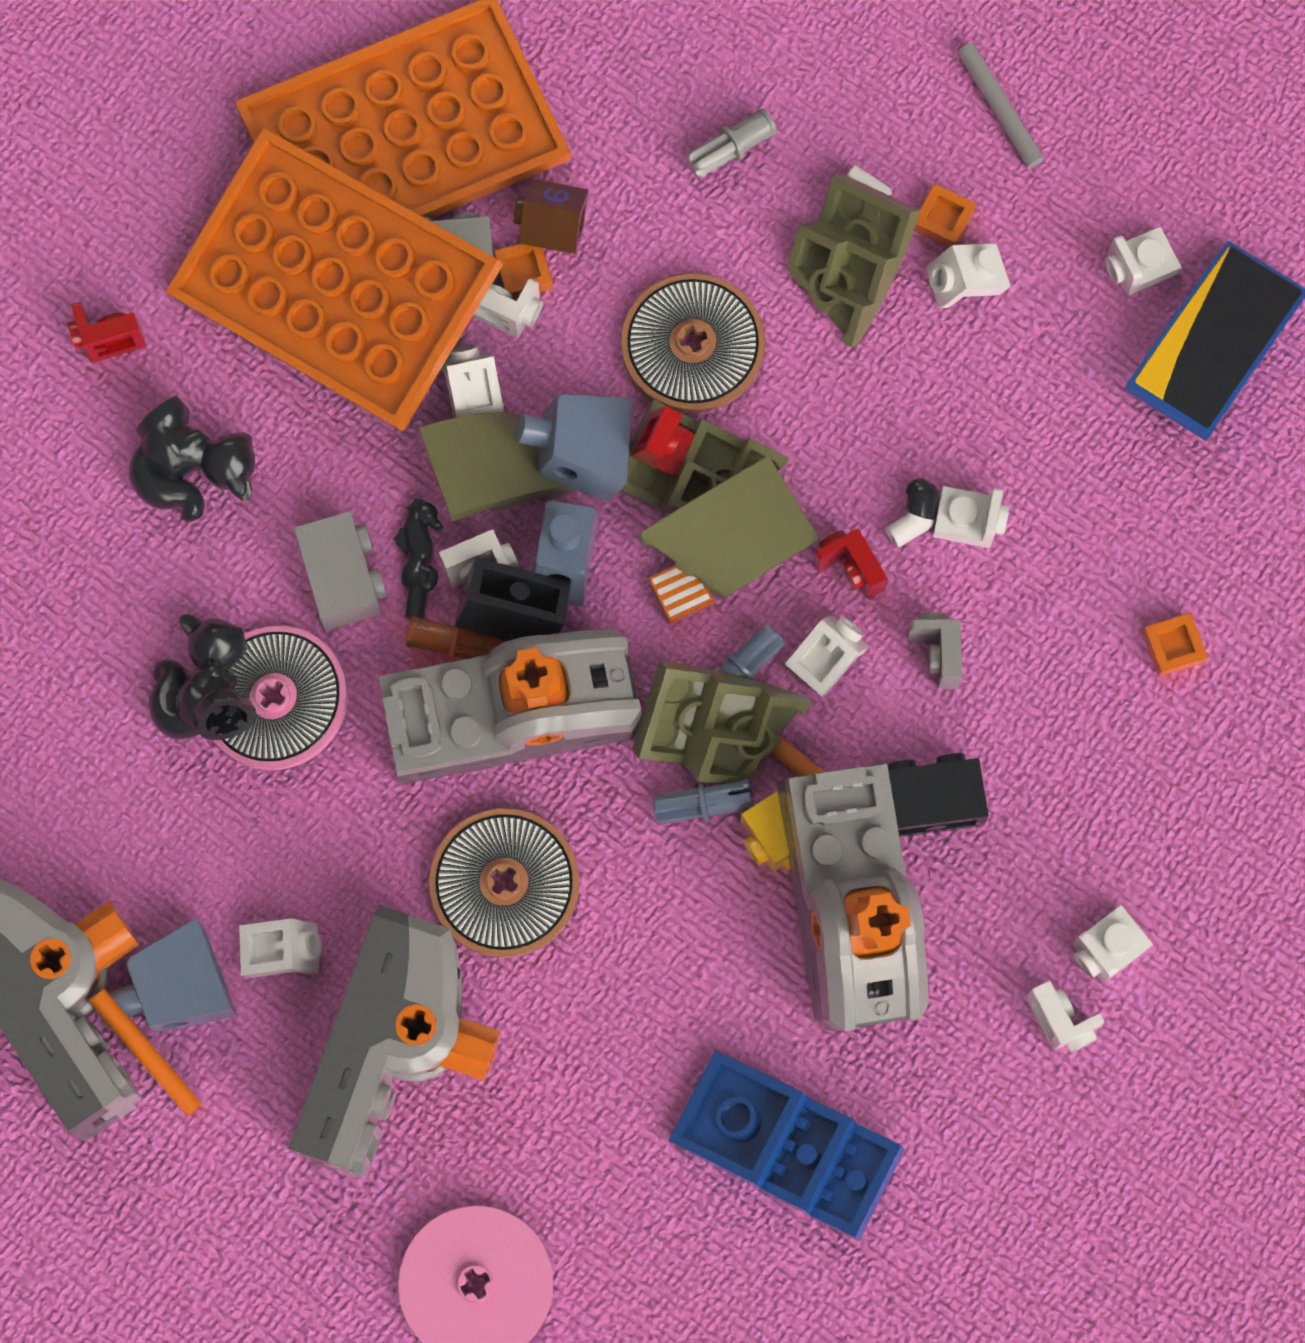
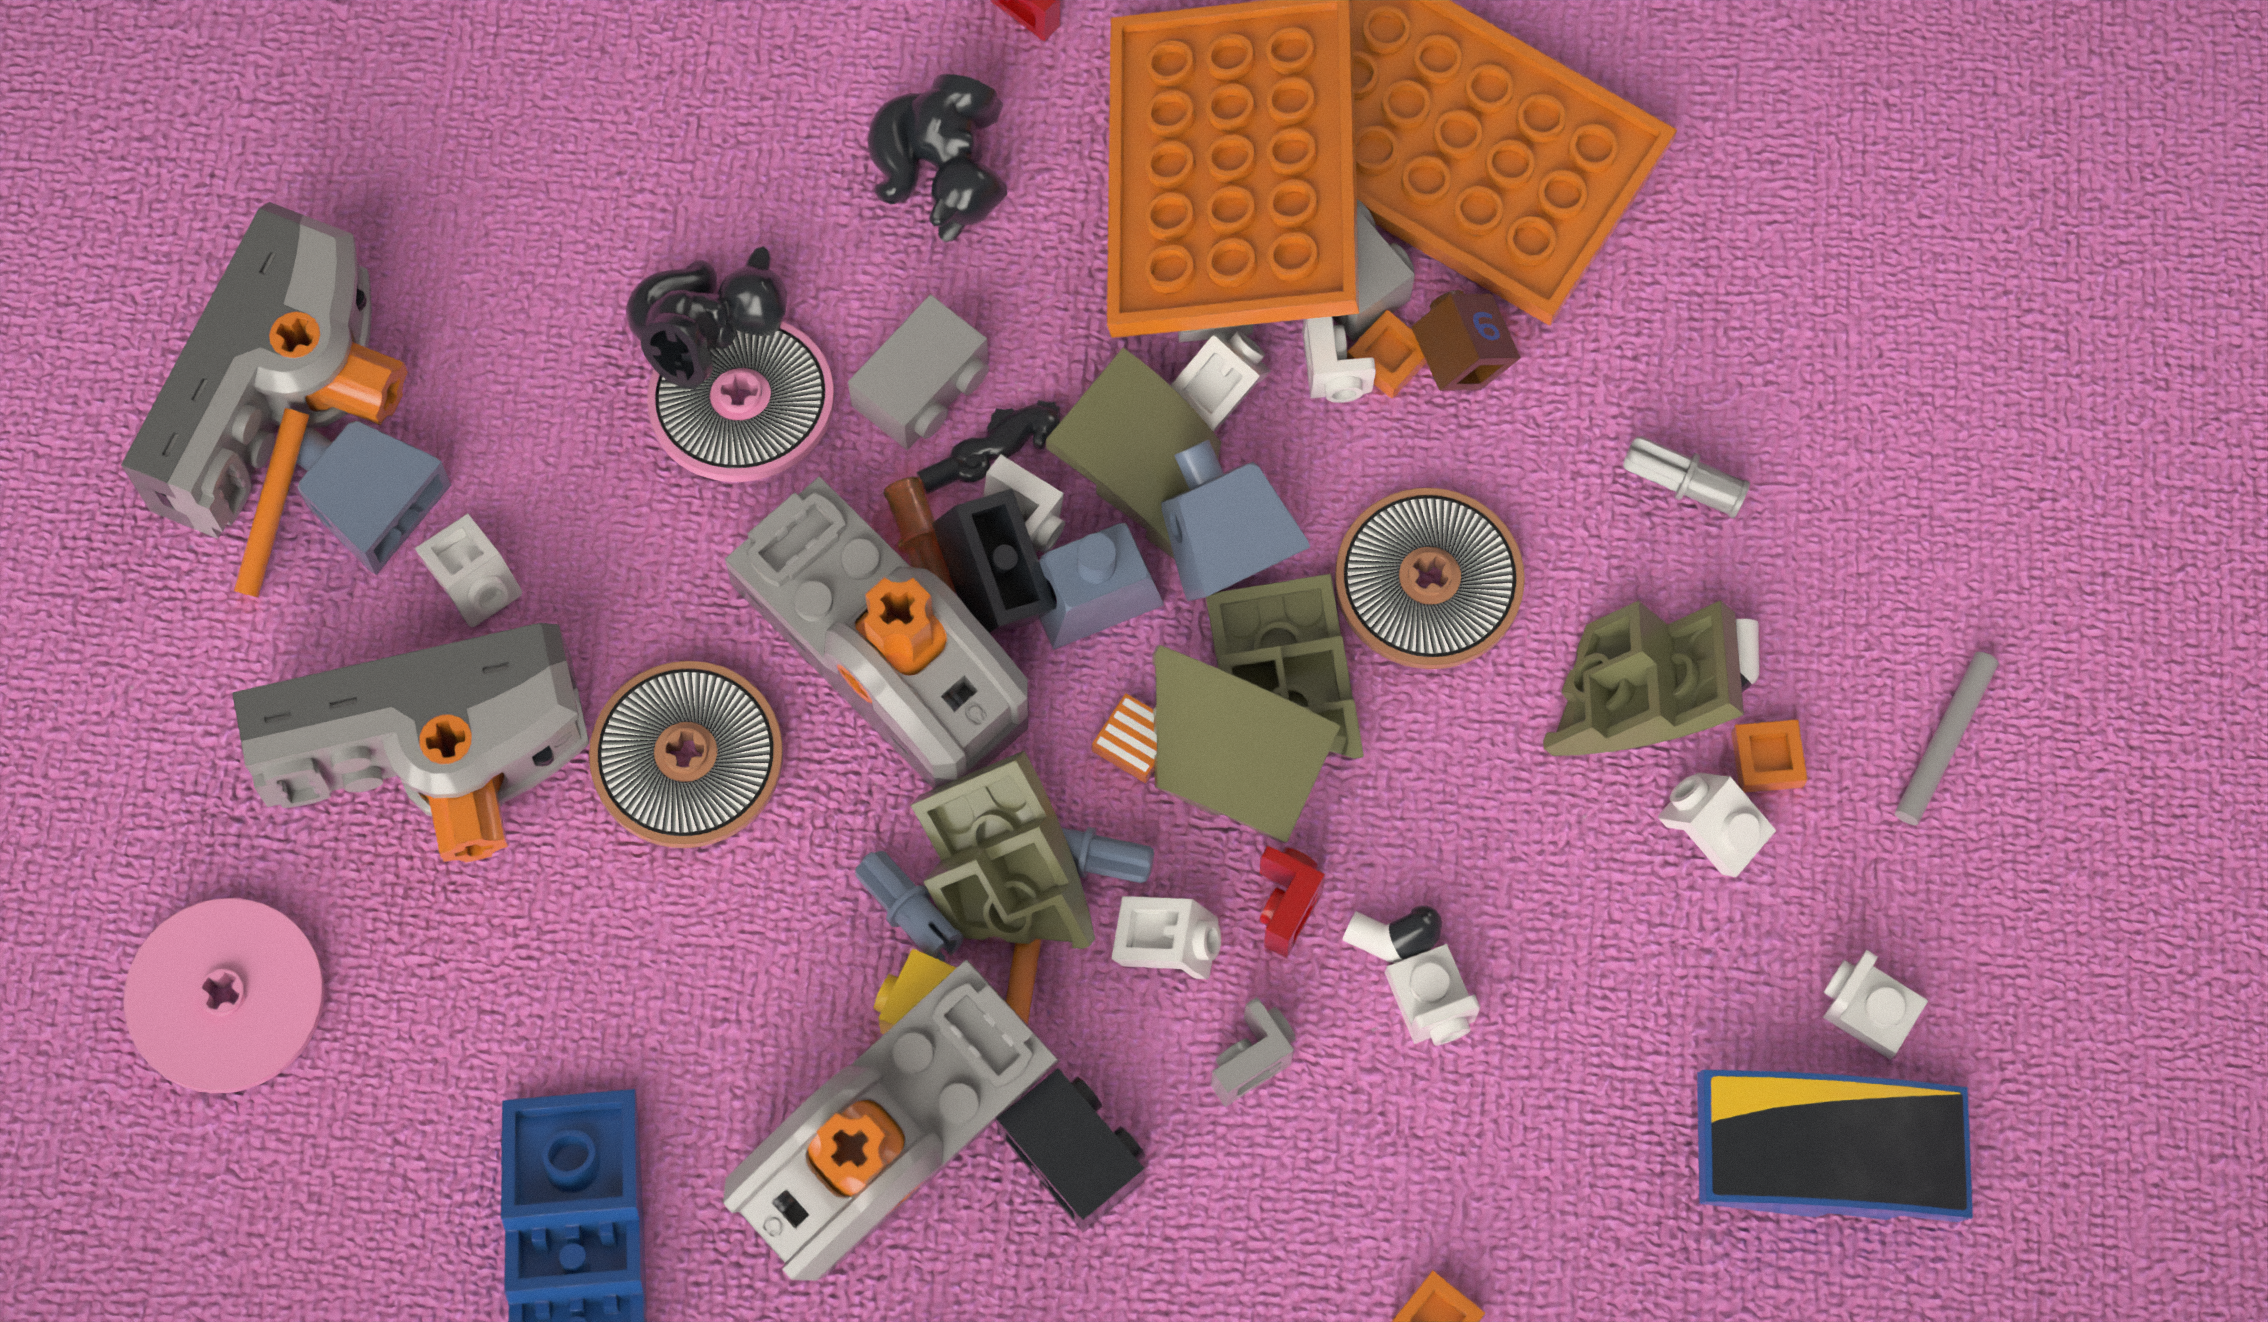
camera: 55 degrees right, 5 degrees down
(663, 442) = (1284, 611): red bracket -> none

